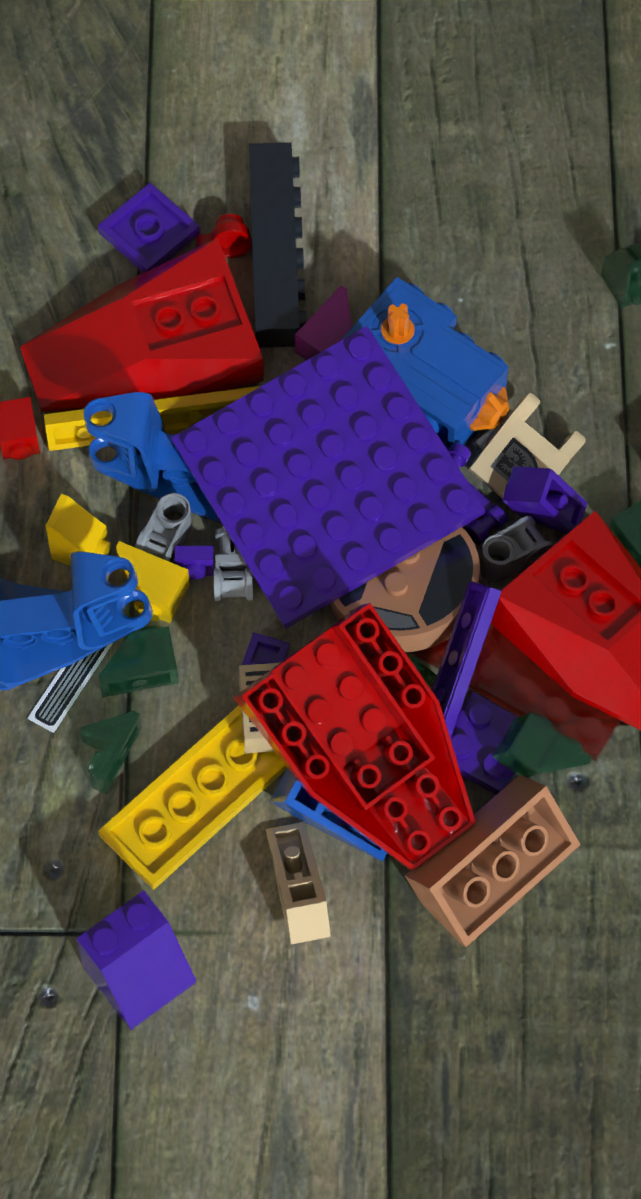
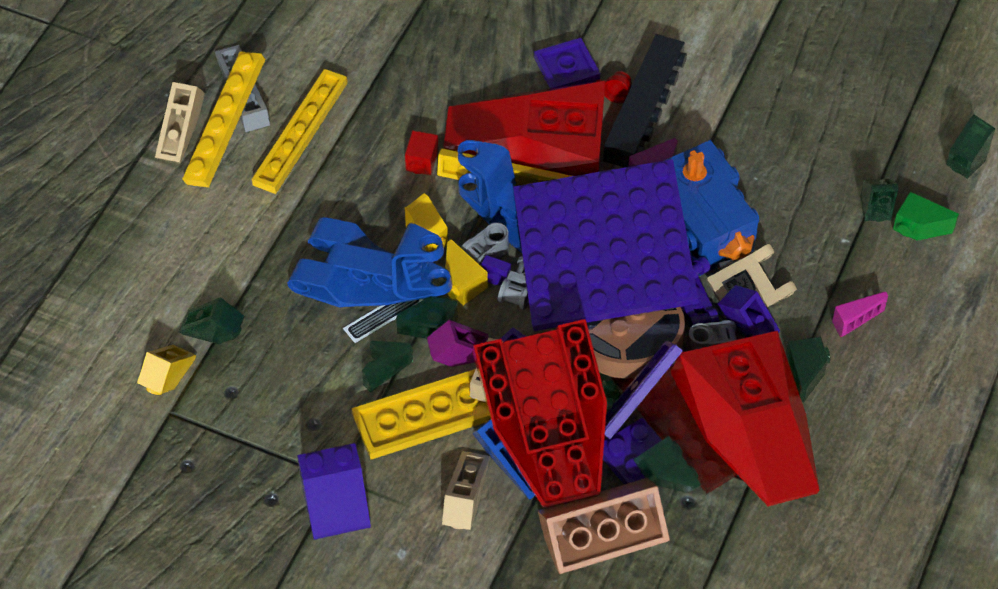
camera: 25 degrees right, 10 degrees down
(195, 685) = (454, 343): none -> magenta slope

